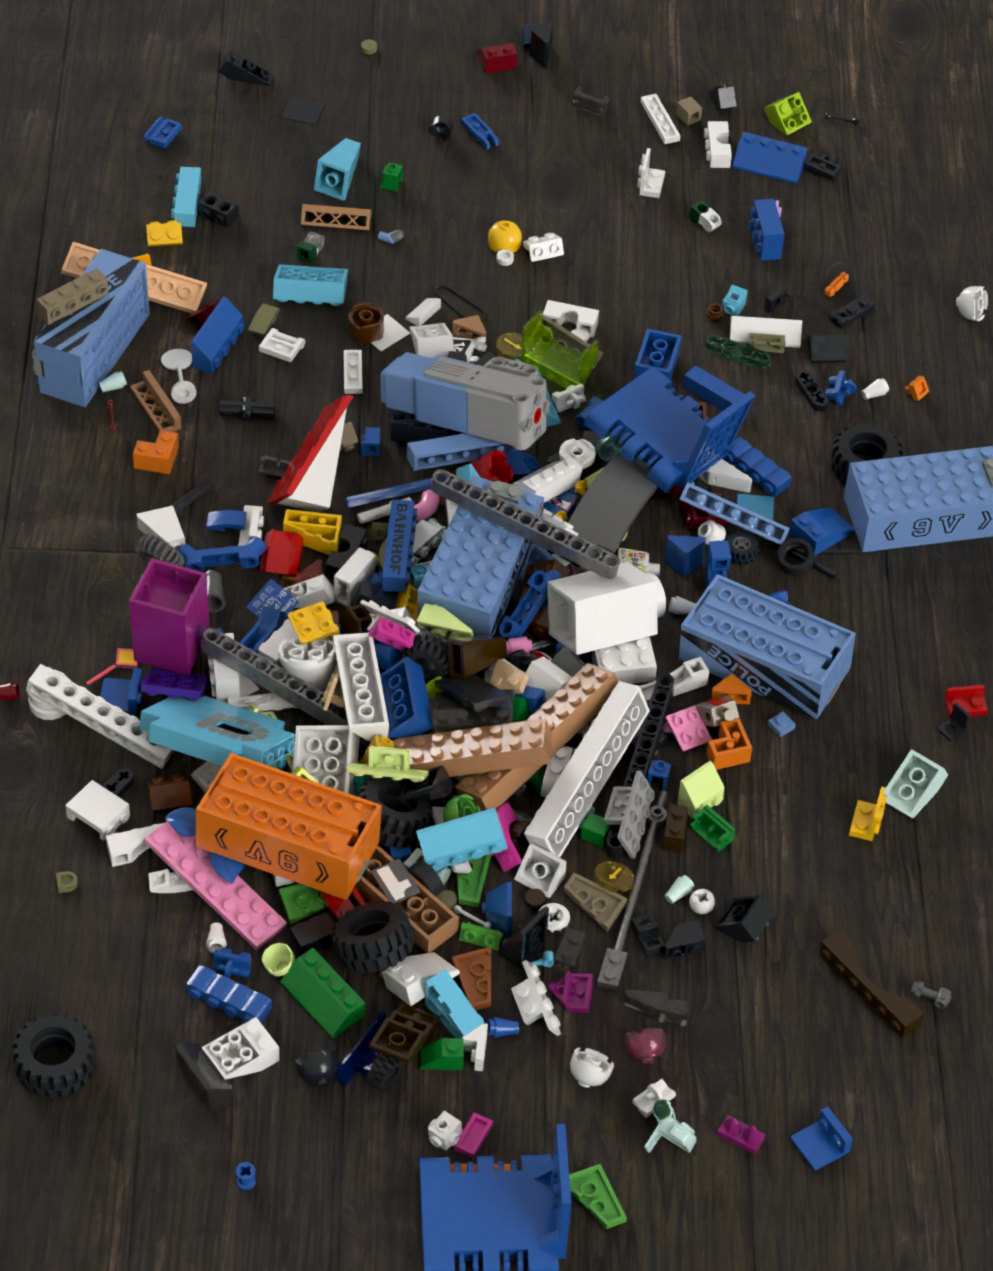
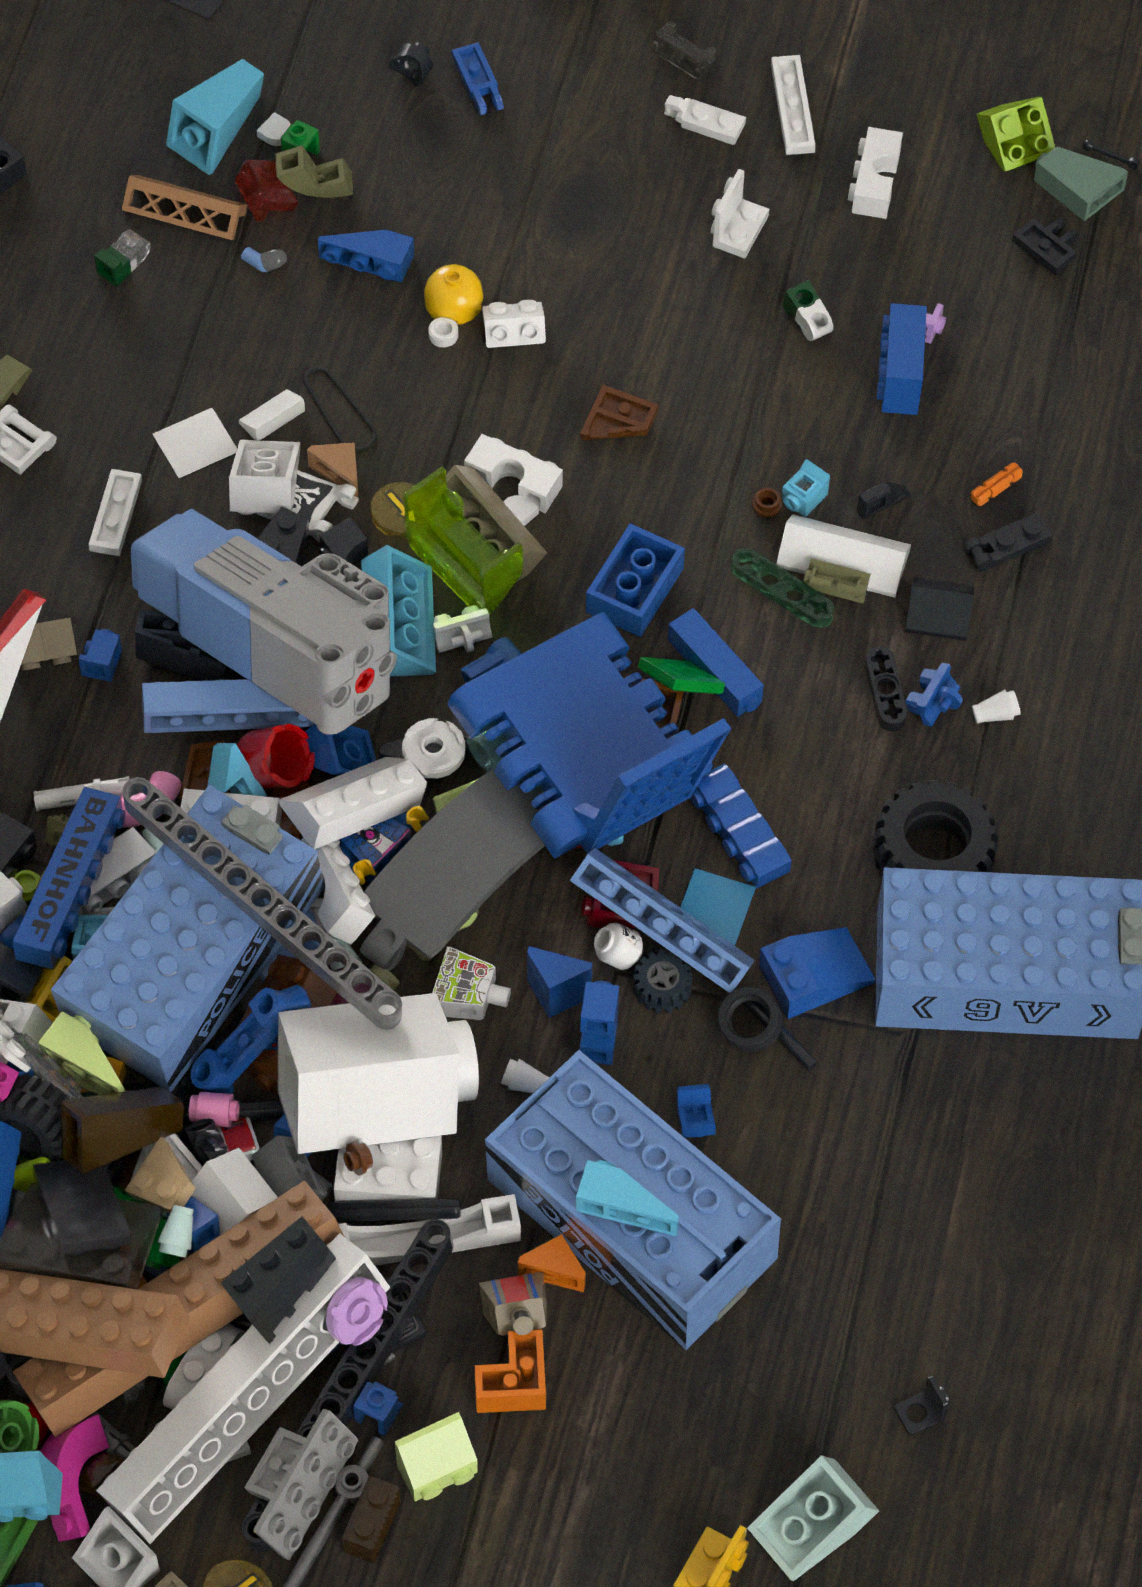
camera: 15 degrees right, 10 degrees up
(310, 284) = (98, 329): medium azure slope -> none
(366, 323) = (163, 424): reddish brown brick -> none
(374, 173) = (273, 129): none -> white tile
(379, 201) = (263, 189): none -> clear red bracket
(388, 493) = (103, 758): blue axle -> none
(410, 193) = (325, 180): none -> olive brick
(450, 223) = (374, 252): none -> blue slope
(527, 699) = (177, 1232): none -> light aqua cone
(593, 705) = (278, 1276): none -> black wedge
(594, 830) = (229, 1491): green brick -> none
(610, 651) = (358, 1158): none -> reddish brown plate
(613, 133) = (705, 119): none -> white hinge
(618, 282) = (618, 415): none -> reddish brown wing
(638, 720) = (356, 1311): none -> lavender tile
(646, 676) = (396, 1209): none -> black axle
(687, 728) = (455, 1326): bright pink hinge -> none
(689, 111) = (845, 98): dark tan brick -> none
(704, 398) = (681, 675): none -> green tile
(712, 828) = (436, 1532): green hinge -> none
(723, 97) = (913, 81): slope -> none
(727, 476) = (684, 835): white slope -> none
(766, 635) = (618, 1197): none -> medium azure slope
(770, 157) = (957, 214): blue slope -> none
(781, 724) = (623, 1345): medium blue plate -> none
(830, 132) = (1079, 180): none -> sand green slope
(917, 388) = (1072, 719): orange tile -> none
(969, 698) = (960, 1365): red bracket -> none

